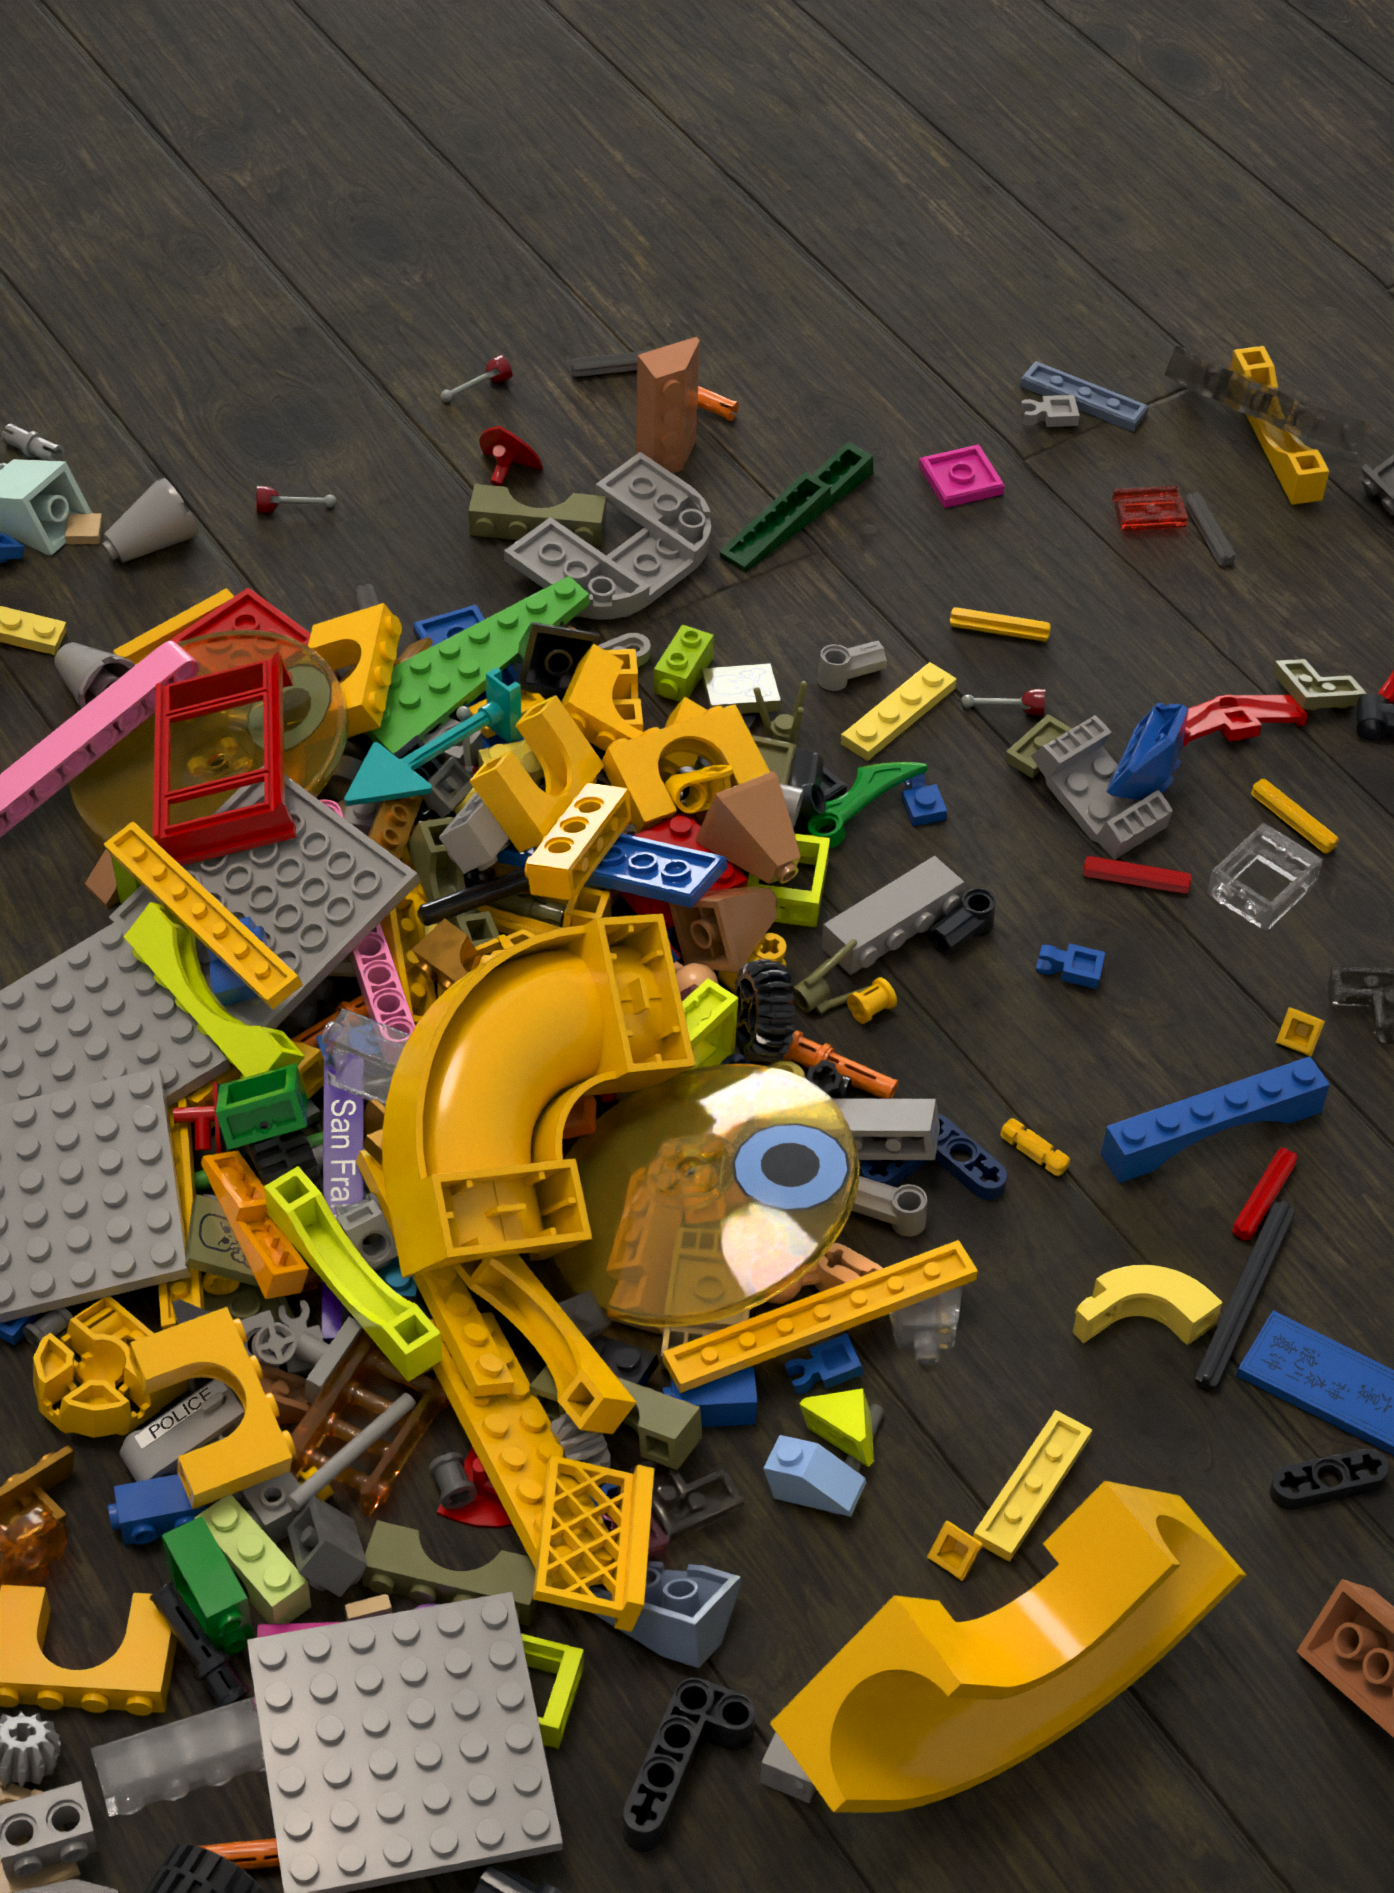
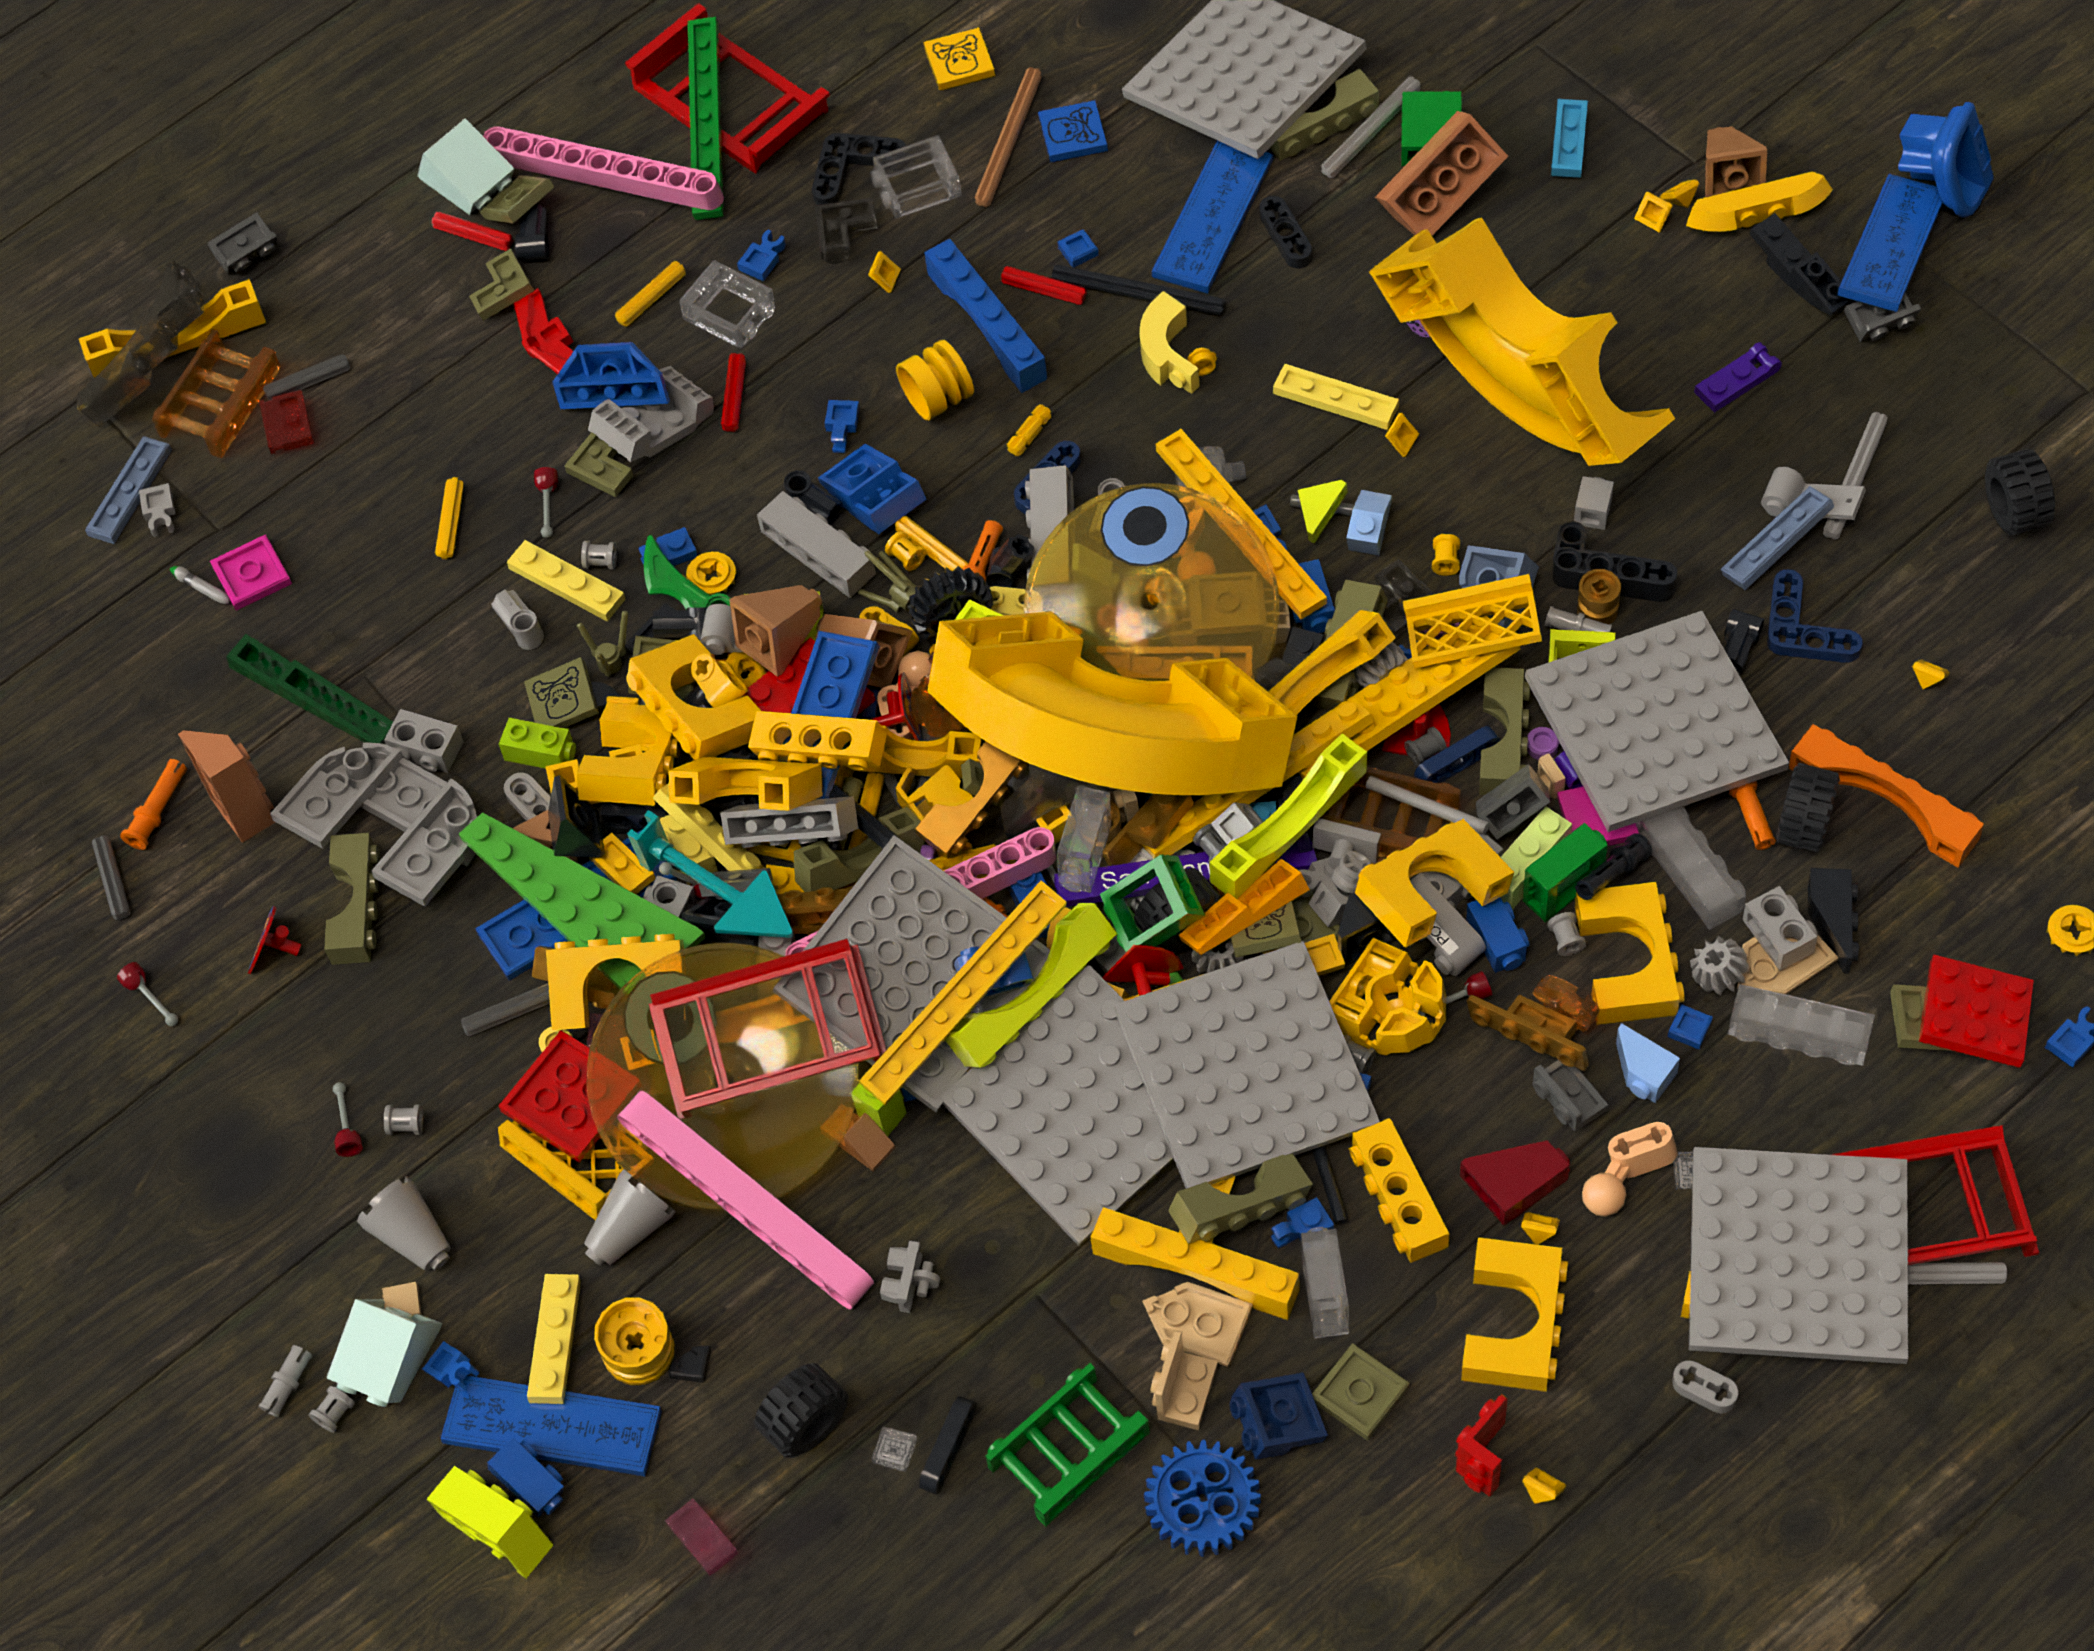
camera: 90 degrees left, 10 degrees up
(96, 1476) = (1475, 985): none -> dark red hinge
(125, 1584) = (1566, 934): none -> light grey bush
(272, 541) = (403, 1119): none -> light grey bush
(429, 1515) = (1457, 756): none -> dark blue beam
(598, 1703) = (1568, 621): none -> light grey pin
(627, 1728) = (1599, 595): none -> pearl gold wheel
(711, 580) = (425, 735): none -> light grey brick
(748, 1564) = (1446, 554): none -> yellow bush
(873, 819) = (706, 564): none -> yellow gear
(879, 1028) = (933, 547): none -> yellow axle
(923, 731) = (599, 555): none -> light grey bush
(944, 445) = (199, 584): none -> light grey piece
(968, 980) = (873, 488): none -> blue slope
(1109, 1045) = (935, 379): none -> yellow wheel
(1115, 1343) = (1203, 360): none -> yellow plate
(1171, 470) = (231, 413): none -> clear orange fence
(1324, 1241) = (1078, 248): none -> blue tile
(1336, 917) = (761, 259): none -> blue plate

